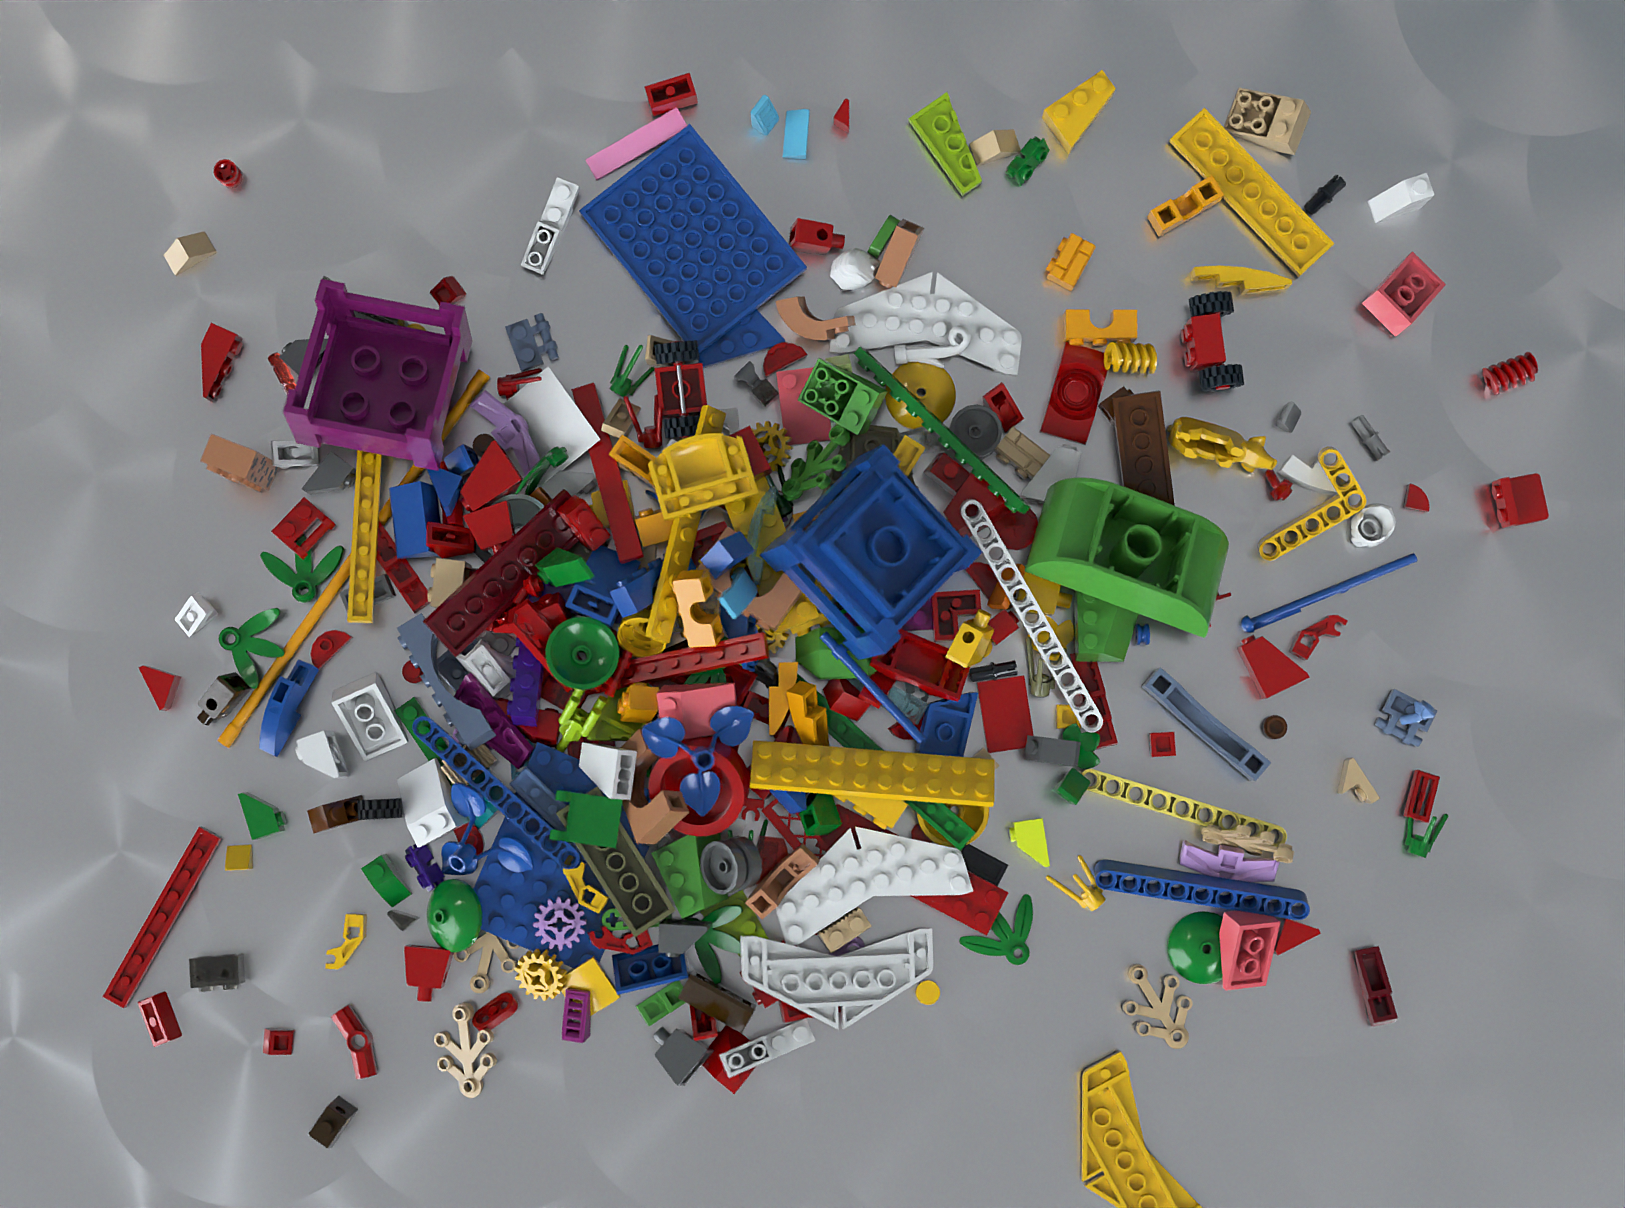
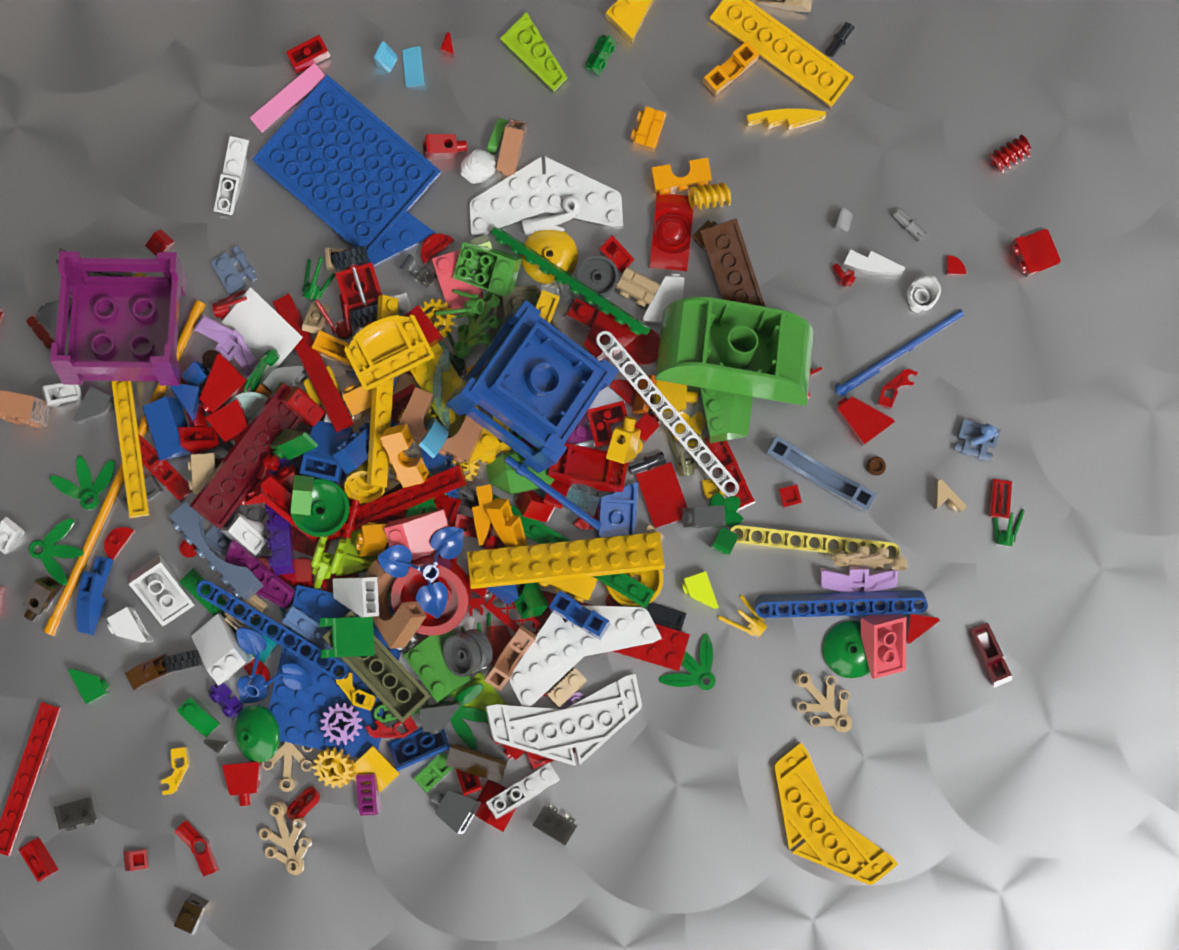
camera: 15 degrees left, 0 degrees up
(239, 857) = (77, 720): yellow slope -> none
(297, 522) = (74, 448): red plate -> none
(563, 633) = (302, 495): none -> bright green slope
(727, 554) = (419, 408): blue slope -> none
(799, 1095) = (555, 824): none -> clear smoke brick
(804, 323) = (447, 216): nougat arch -> none
(814, 440) = (472, 306): none -> bright green plant
(877, 846) = (579, 616): none -> blue arch
(927, 992) = (641, 724): yellow tile -> none
(994, 146) = (572, 48): tan slope -> none
(1142, 634) = (758, 412): blue bush -> none
(1206, 343) = (766, 174): brick -> none
(1218, 443) = (791, 251): yellow animal -> none
(1319, 512) = (879, 290): yellow beam -> none
(1401, 198) = (899, 31): white slope -> none
(1404, 294) = (916, 106): coral slope -> none

